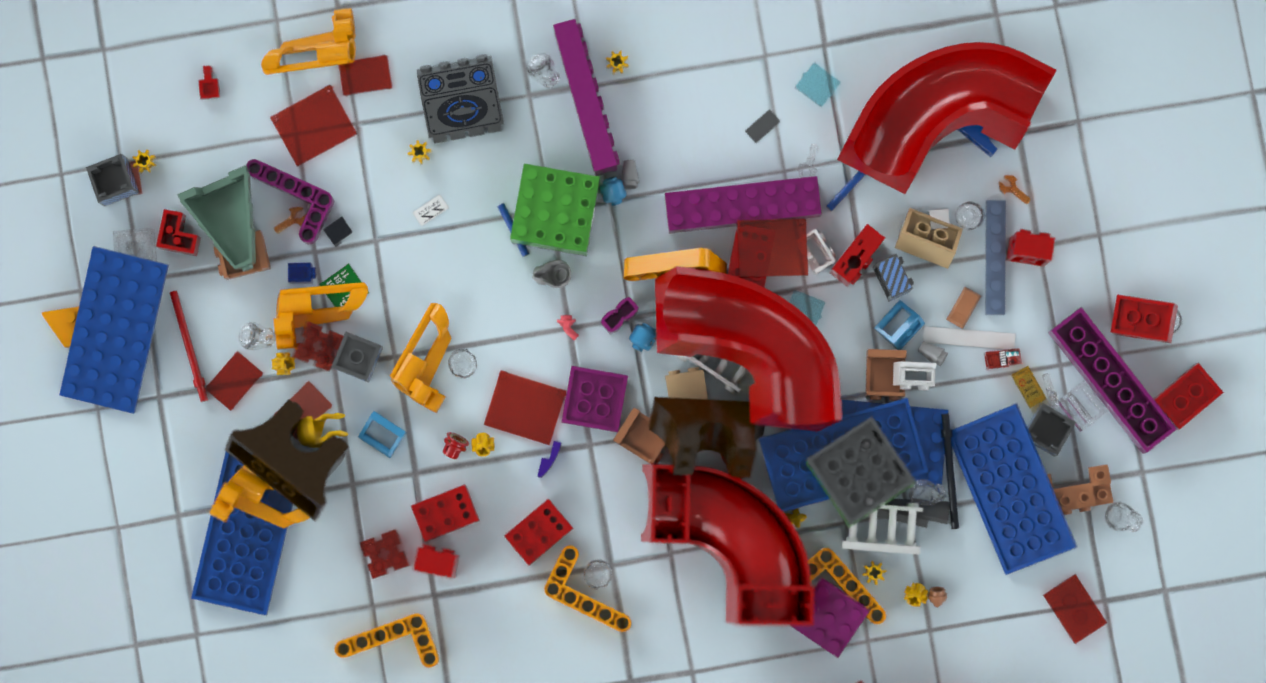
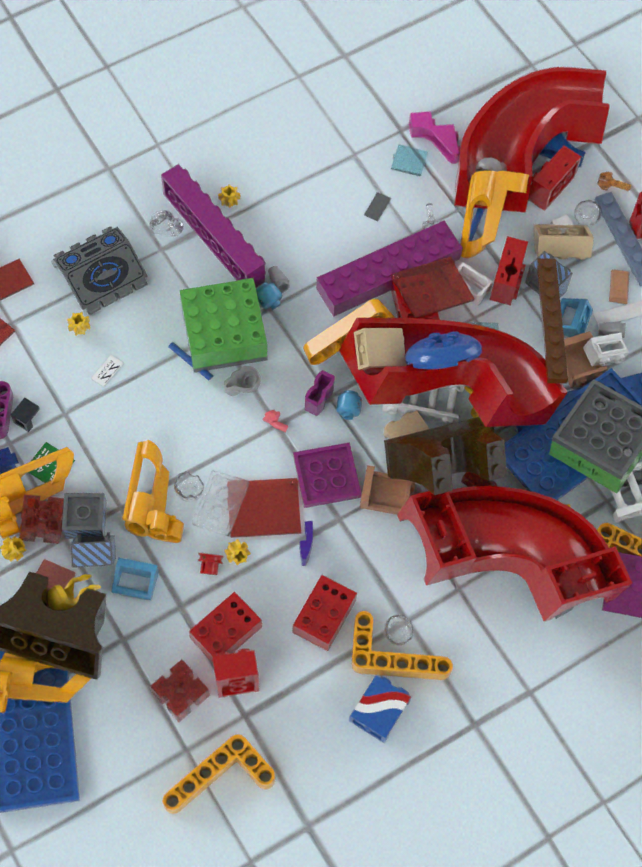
camera: 25 degrees left, 20 degrees down
(353, 397) = (93, 551): none -> dark grey container
(485, 389) = (220, 502): none -> clear plate
(553, 637) = (380, 708): none -> panel
(688, 304) = (379, 347): none -> tan panel
(744, 333) = (443, 350): none -> blue brick
(862, 73) = (442, 136): none -> dark pink arch
(864, 337) = (552, 321): none -> reddish brown plate
(871, 171) = (488, 190): none -> light orange panel
(888, 138) = (490, 164): none -> light grey hair
(950, 167) = (553, 177): none -> red piece

